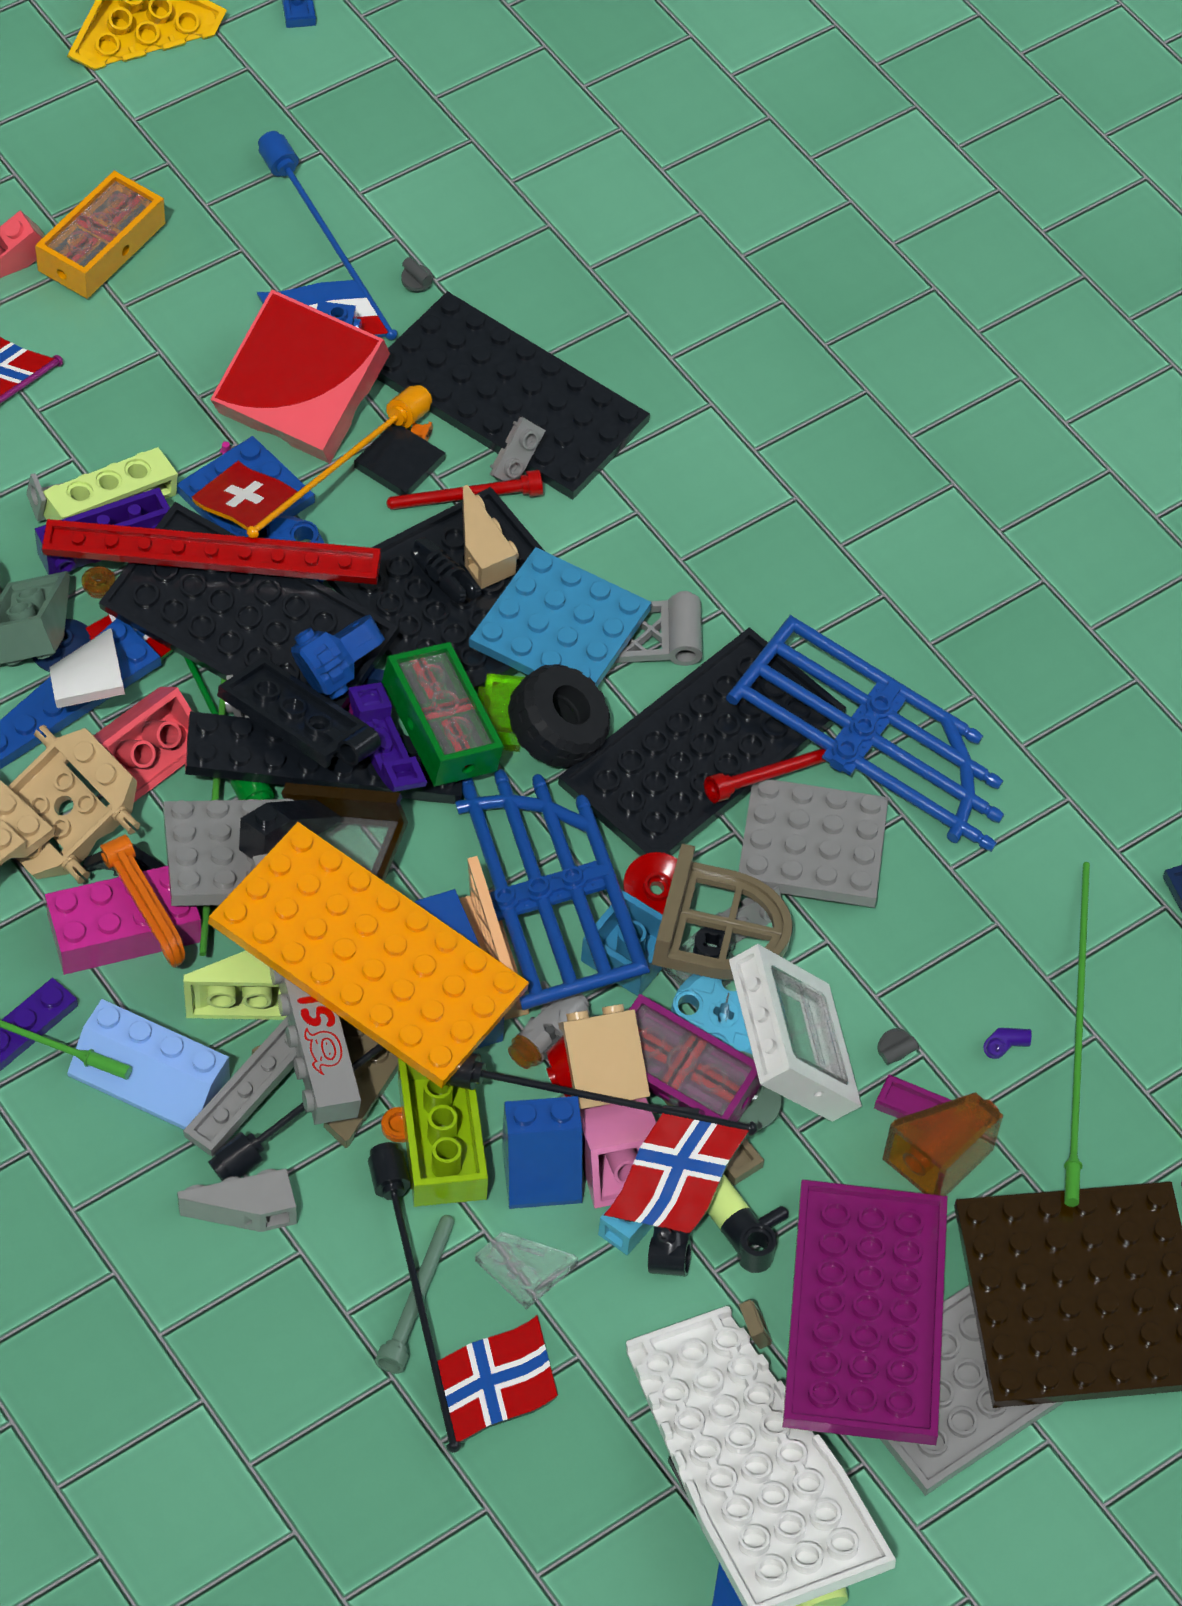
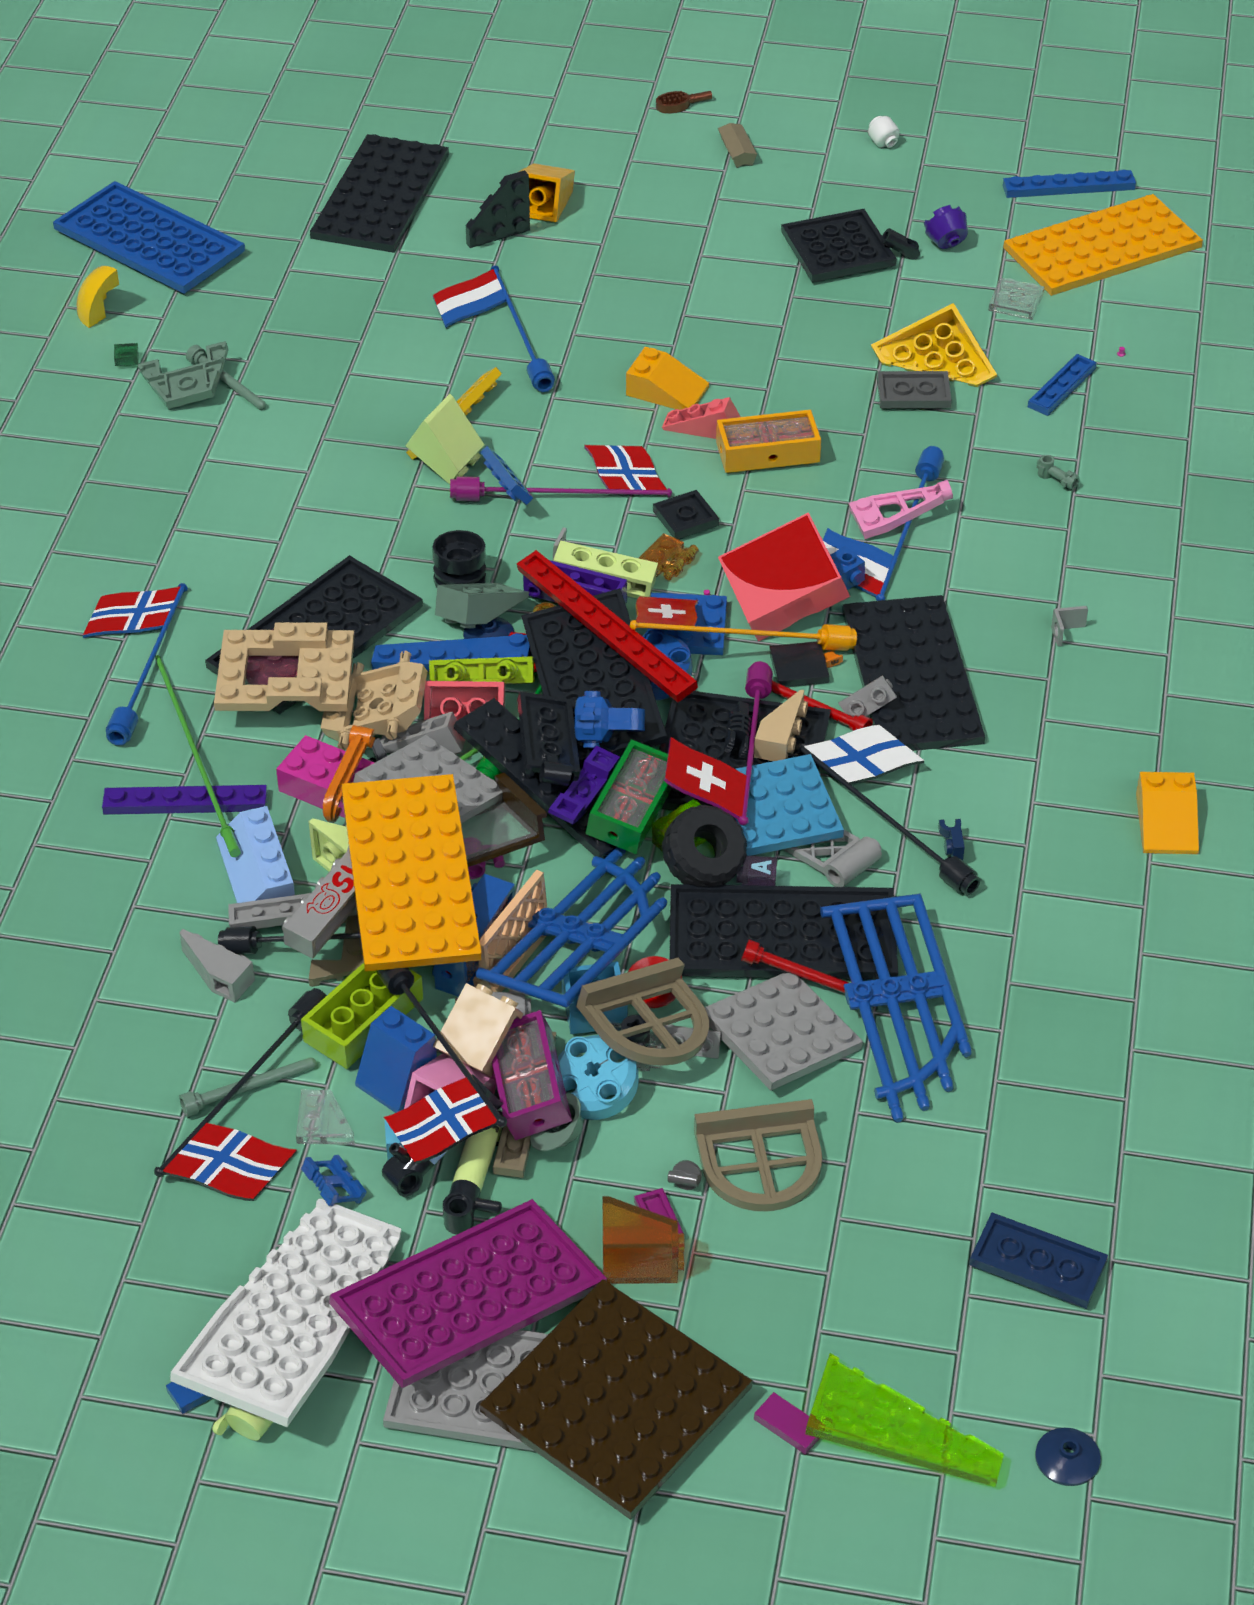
camera: 50 degrees right, 10 degrees down
(88, 673) = (466, 644): white slope -> none
(108, 373) = (686, 514): none -> black plate
(132, 430) = (667, 549): none -> clear orange plate
(143, 676) = (484, 670): none -> lime plate
(163, 784) = (438, 728): none -> light grey slope
(165, 79) = (914, 389): none -> dark grey plate
(273, 820) = (470, 786): black slope -> none
(288, 254) = (871, 521): none -> bright pink plate
(385, 83) = (1047, 469): none -> sand green bar
(415, 276) = (934, 576): dark grey plate -> none
(482, 643) = (713, 779): none -> flag
(578, 513) = (869, 755): none -> flag
(583, 239) = (1067, 618): none -> light grey bracket
(617, 1307) = (340, 1179): none -> blue piece
(624, 702) = (758, 871): none -> clear purple brick
(748, 541) = (954, 844): none -> dark blue plate
(755, 1324) = (402, 1246): dark tan tile -> none
(794, 1033) = (614, 1108): white piece -> none
(882, 376) = (1168, 812): none -> light orange slope
(894, 952) = (754, 1124): none -> dark tan window
(1004, 1038) = (761, 1226): dark purple arm -> none
(1073, 1165) = (696, 1316): bright green piece -> none

